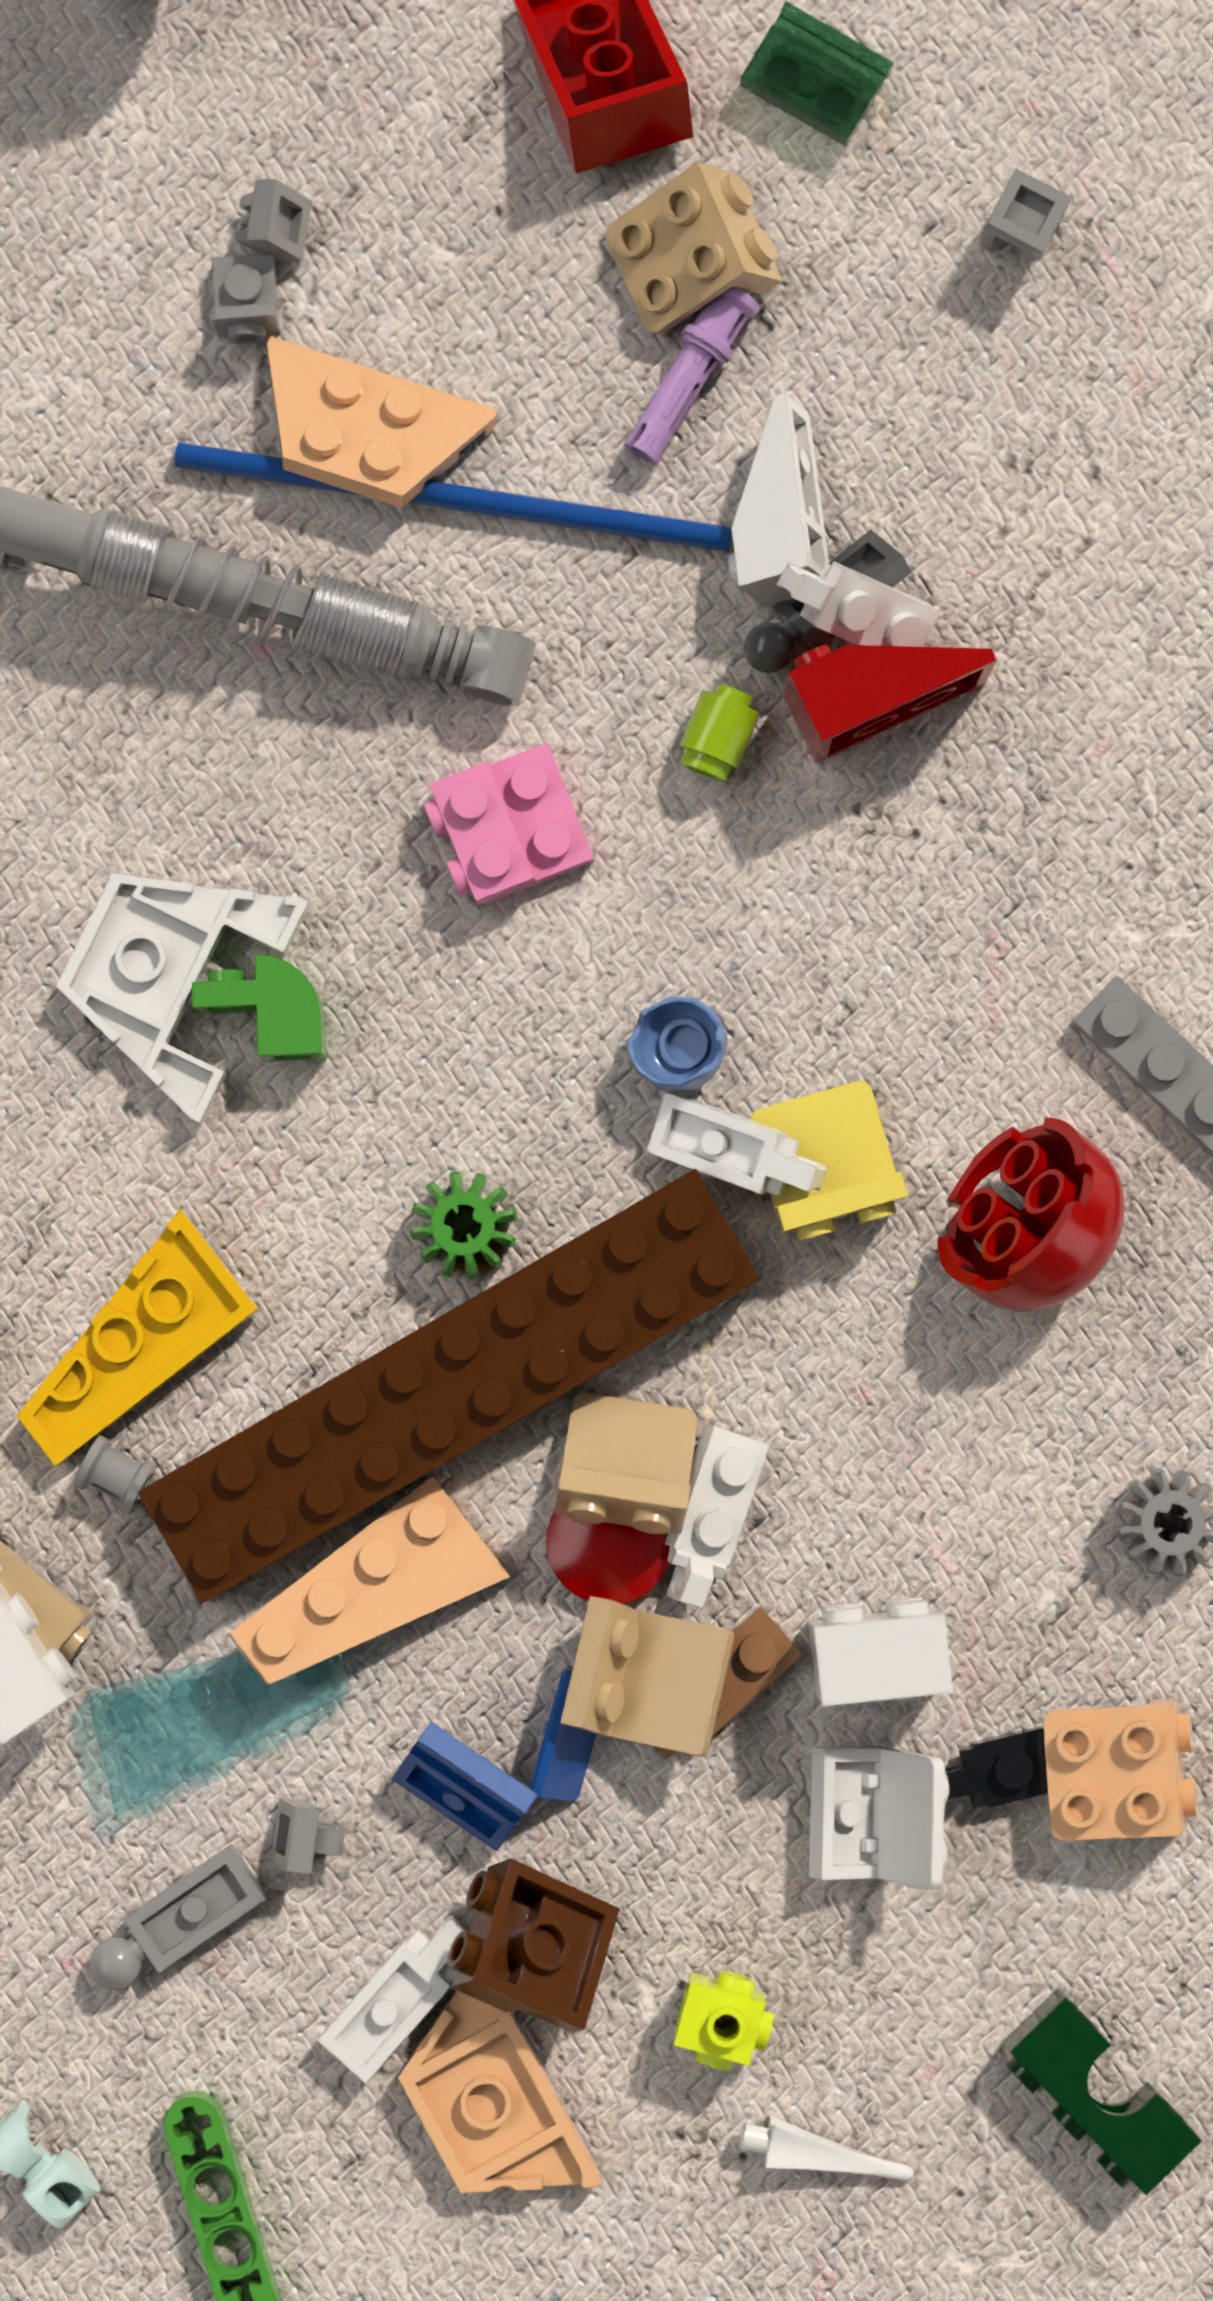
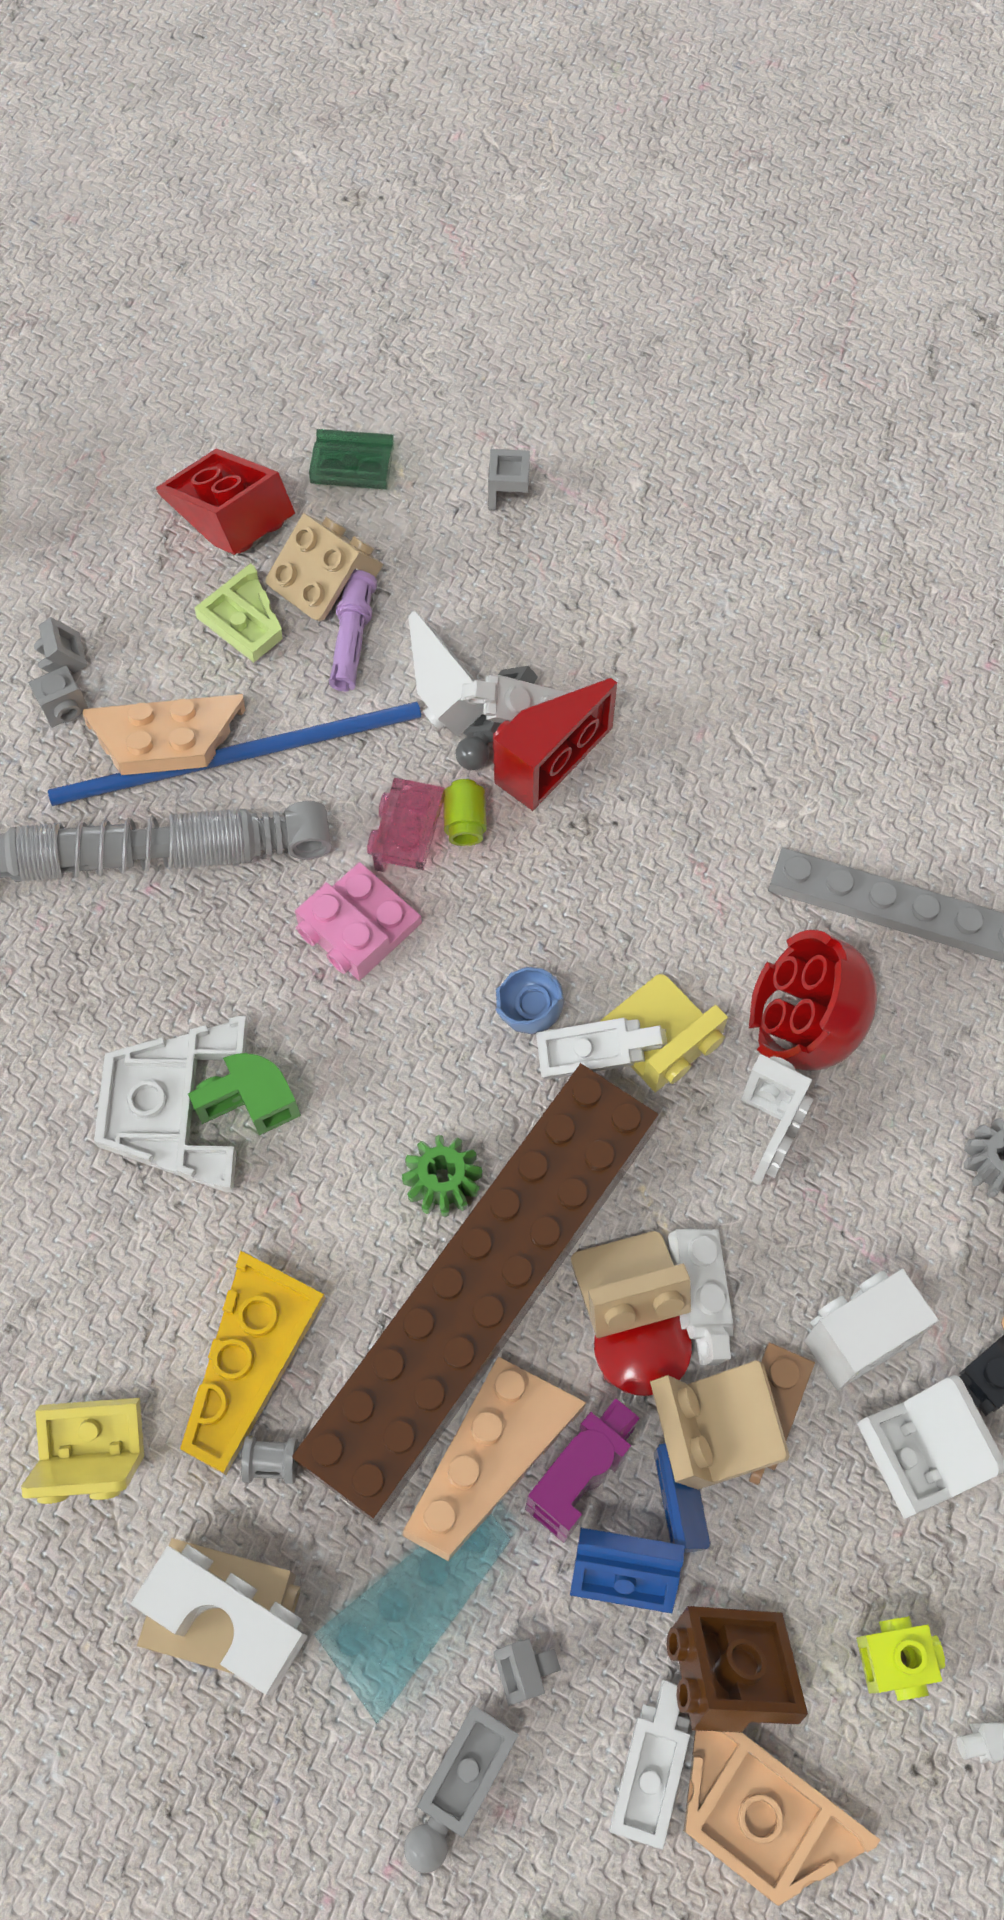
camera: 30 degrees left, 20 degrees down
(464, 1653) = (581, 1468): none -> magenta hips
(549, 277) = (242, 615): none -> yellowish green wing
(630, 722) = (406, 824): none -> clear pink bracket
(926, 1308) = (781, 1093): none -> white bracket

